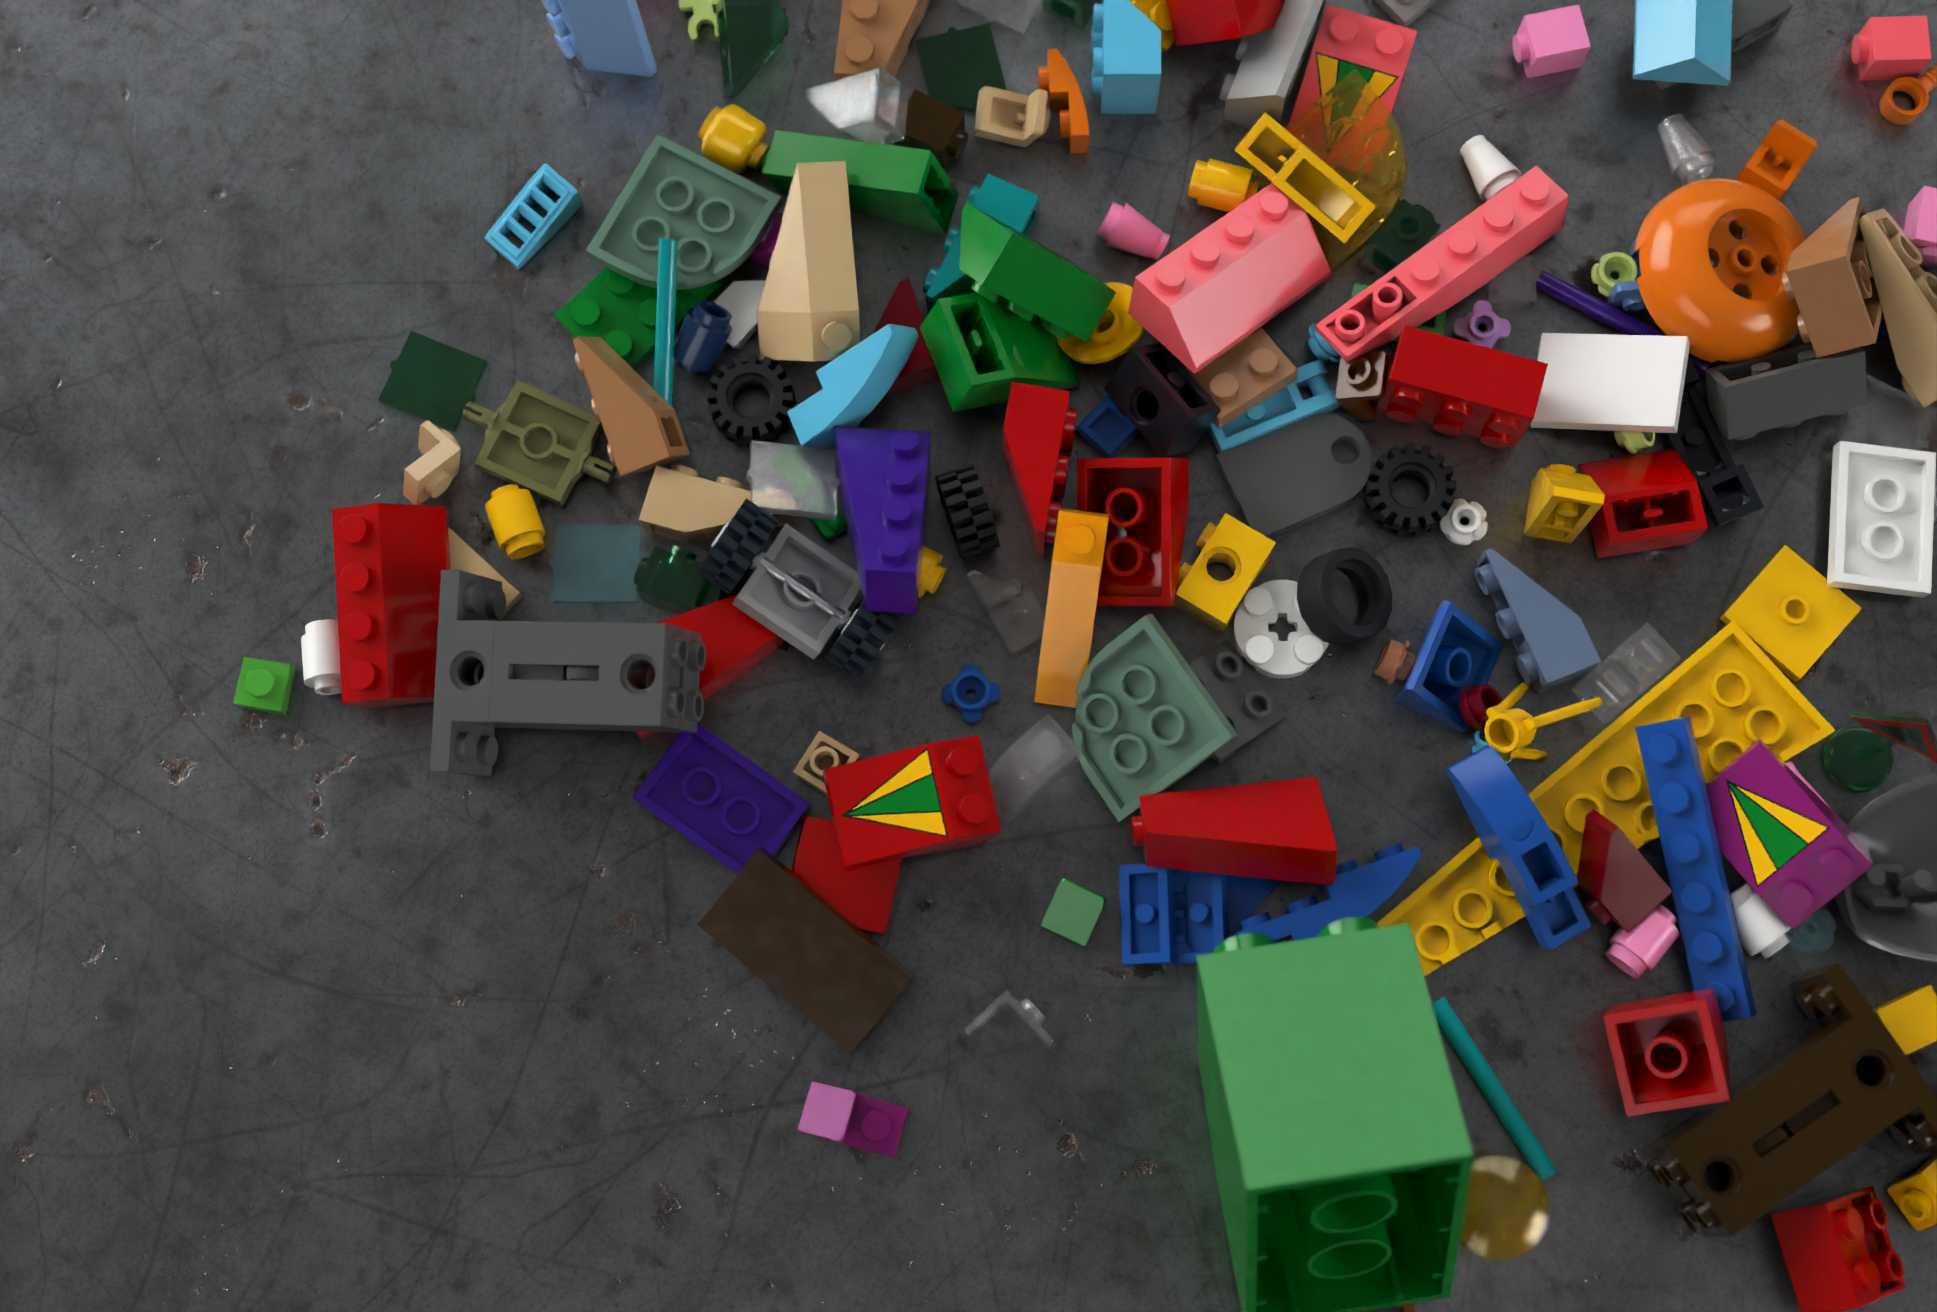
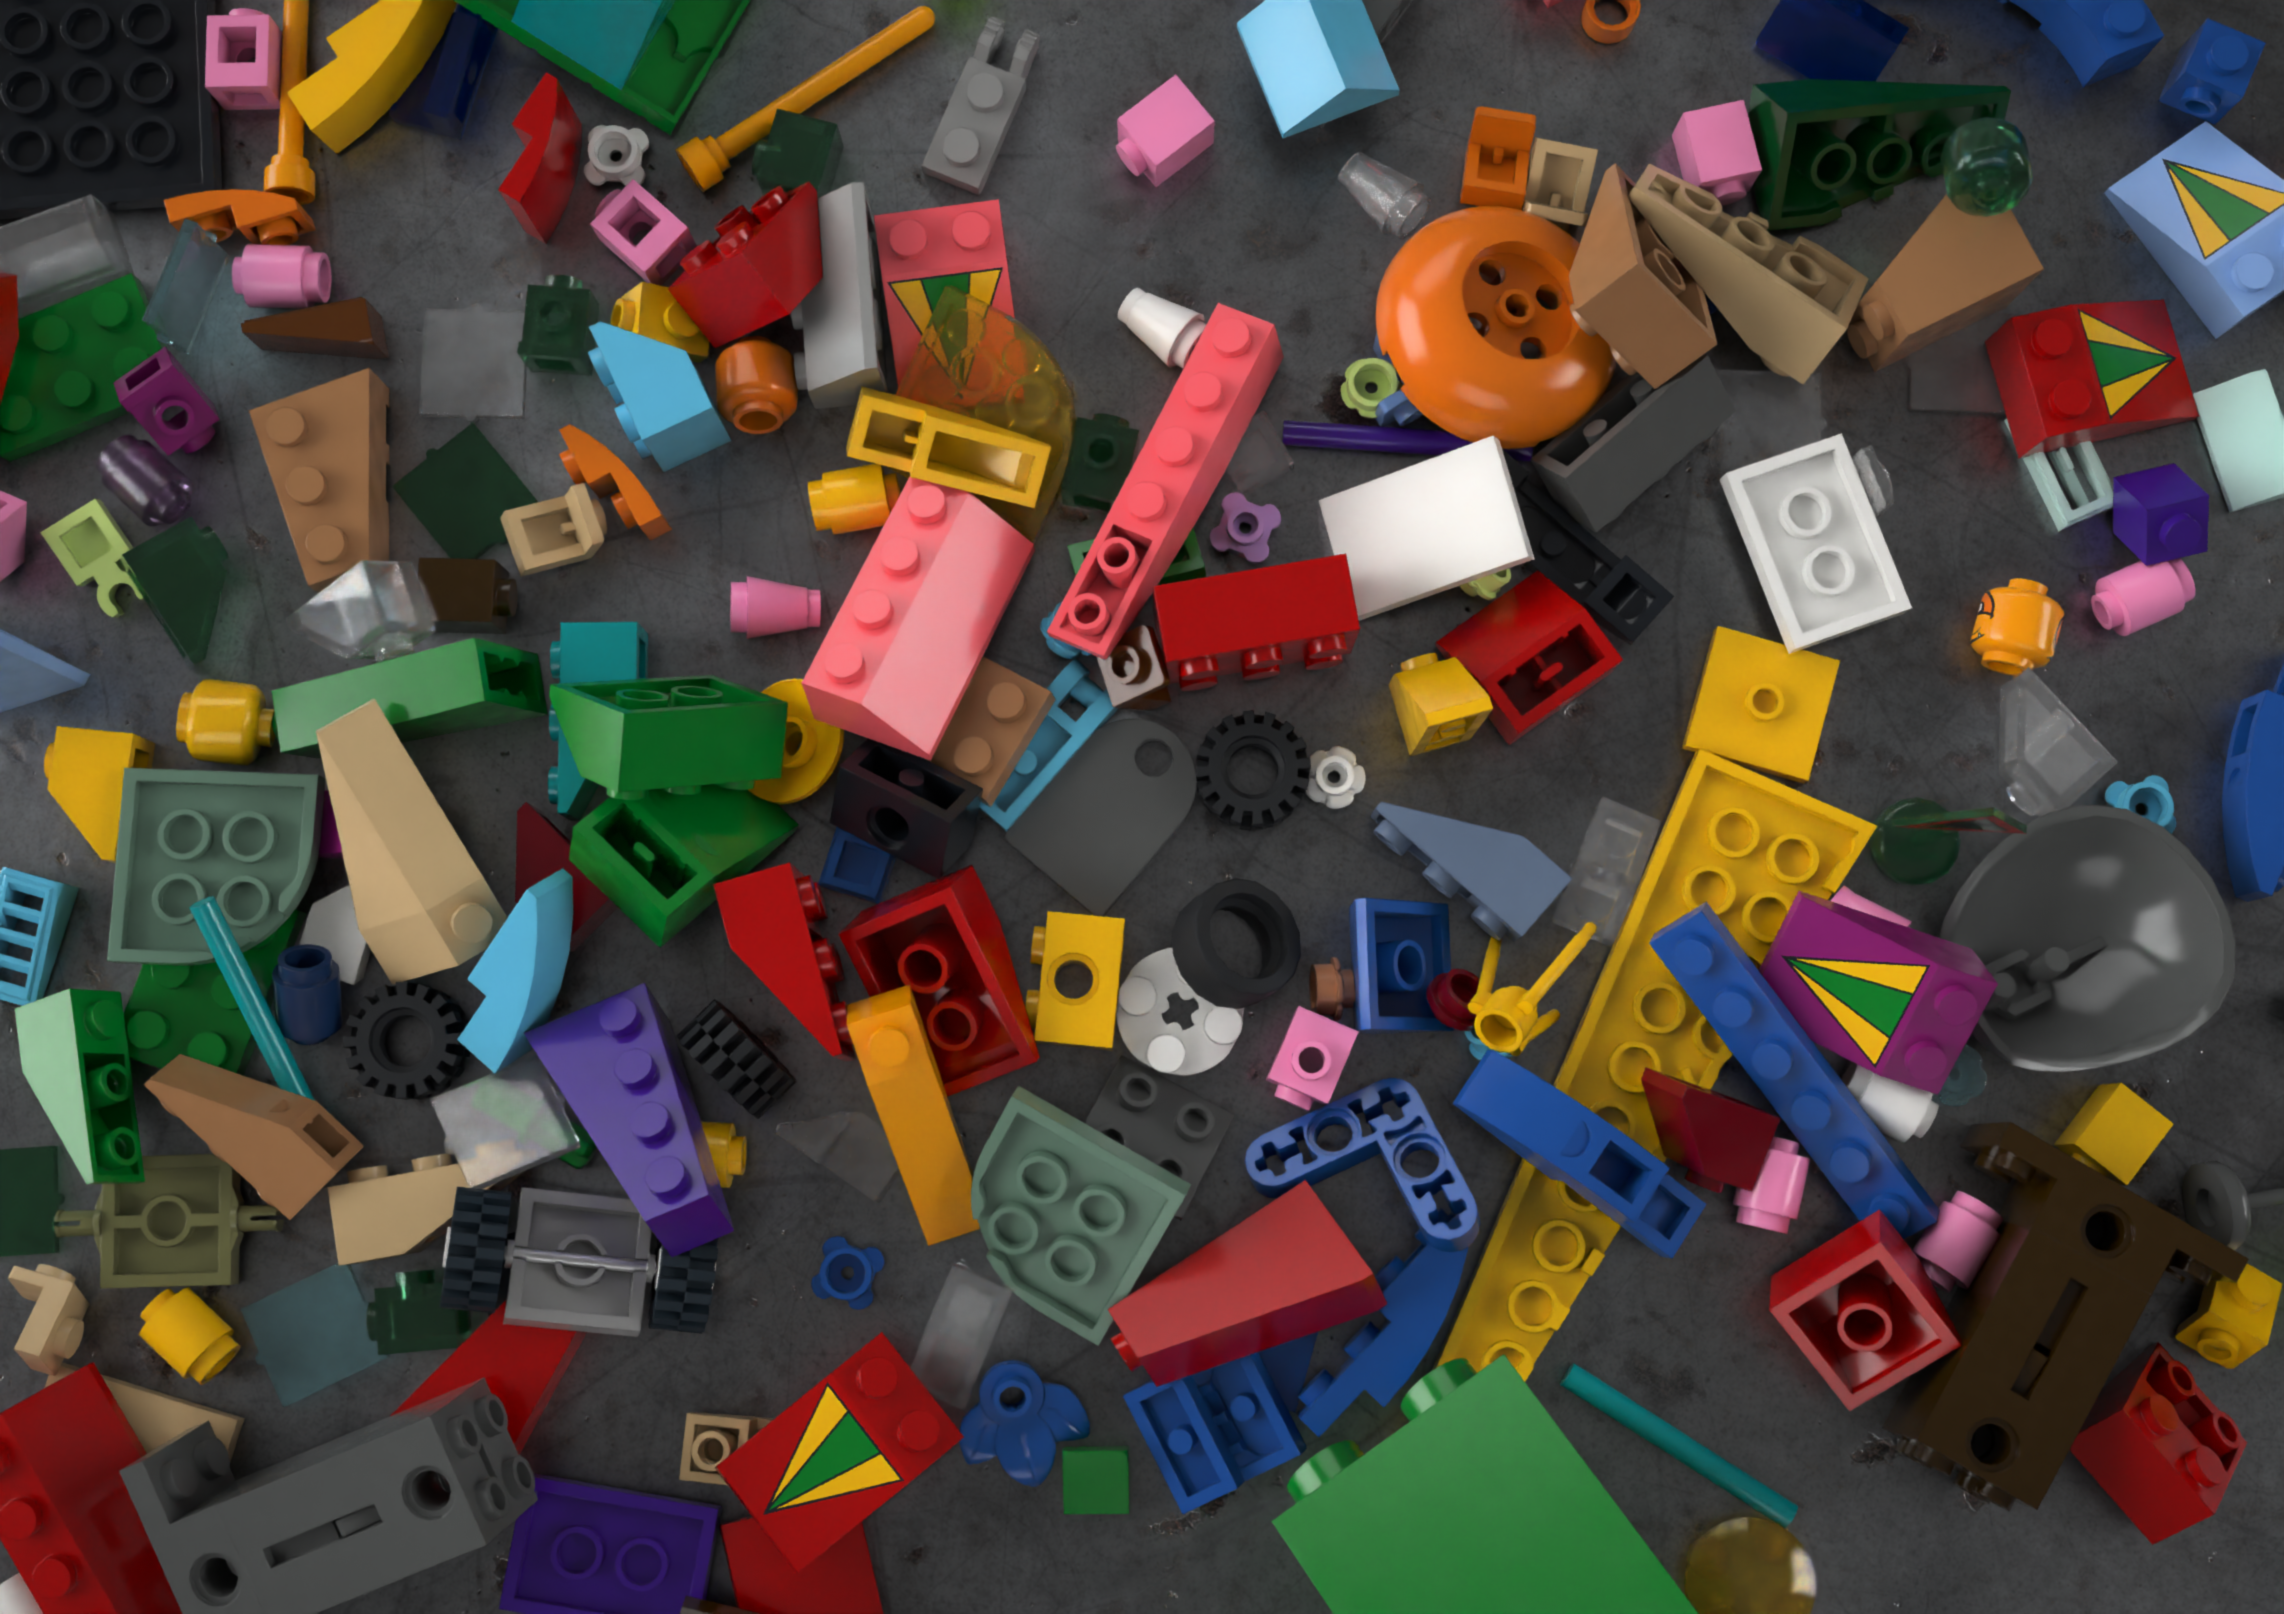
camera: 30 degrees left, 5 degrees up
(531, 320) = (82, 1076): none -> green slope
(627, 133) = (87, 779): none -> yellow slope
(1041, 856) = (1025, 1431): none -> blue plate
(1192, 82) = (756, 385): none -> orange head
(1358, 699) = (1310, 1059): none -> bright pink brick
(1387, 778) = (1390, 1139): none -> blue beam
(1760, 1042) = (1958, 1242): none -> bright pink brick
(1814, 194) = (1559, 182): none -> tan bracket

